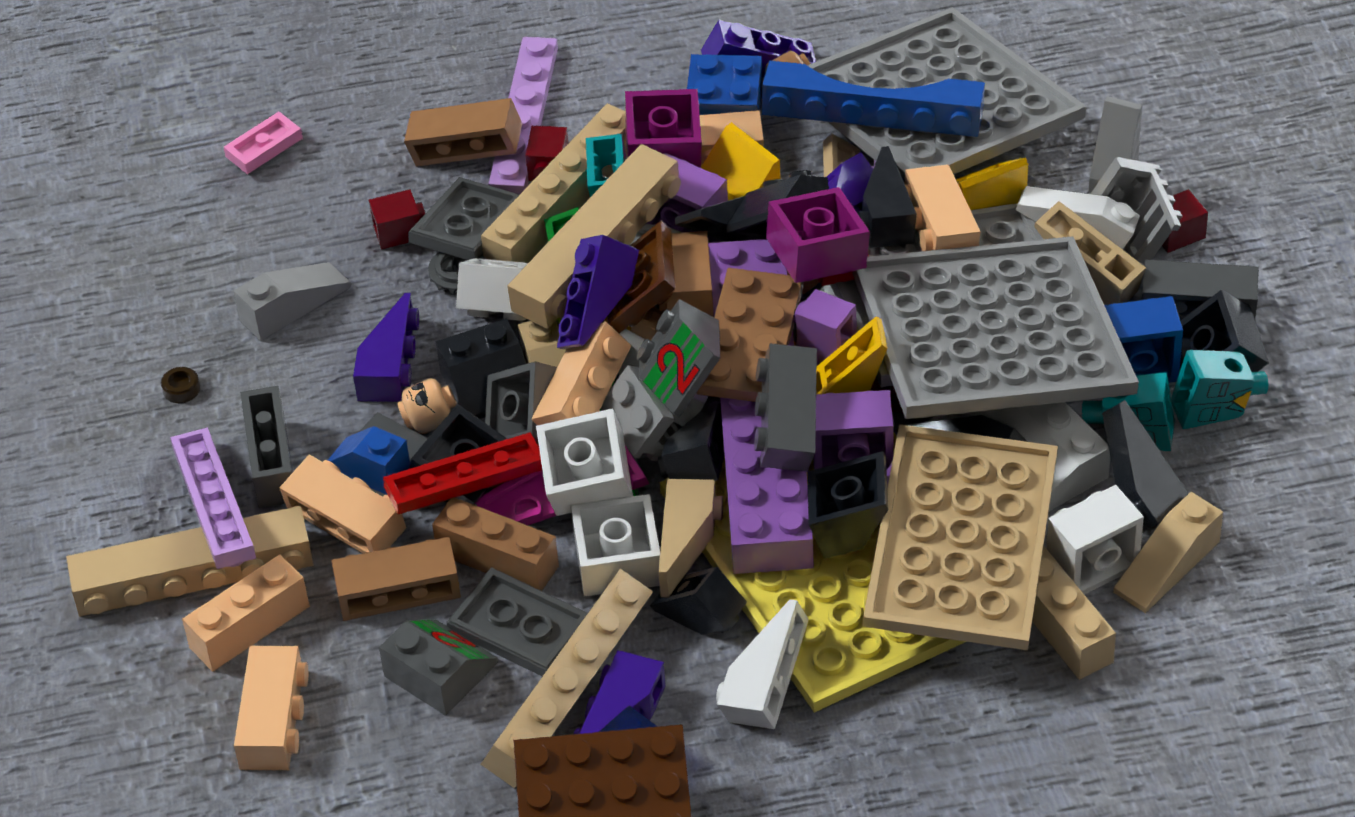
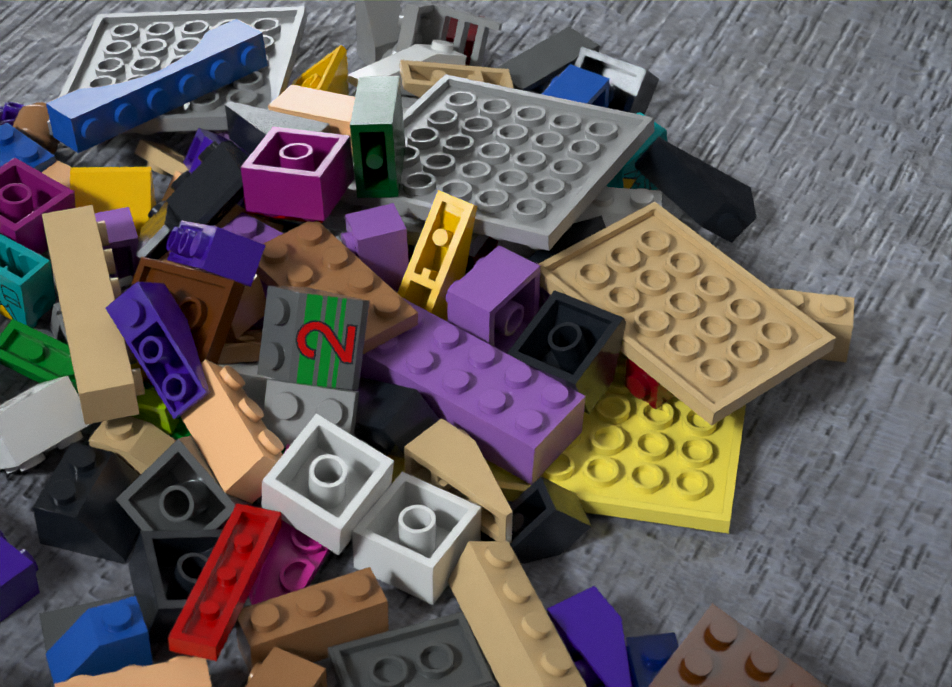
camera: 55 degrees left, 5 degrees down
(426, 405) = (83, 570): light nougat head -> none
(691, 251) = (214, 251): none -> dark purple slope
(762, 672) = (678, 539): white slope -> none
(786, 407) = (455, 306): dark grey brick -> none
(899, 246) = (378, 136): none -> dark green brick
(1096, 538) = (746, 234): white brick -> none
(1171, 552) = (783, 233): tan slope -> none
(1214, 387) = (659, 100): teal torso -> none

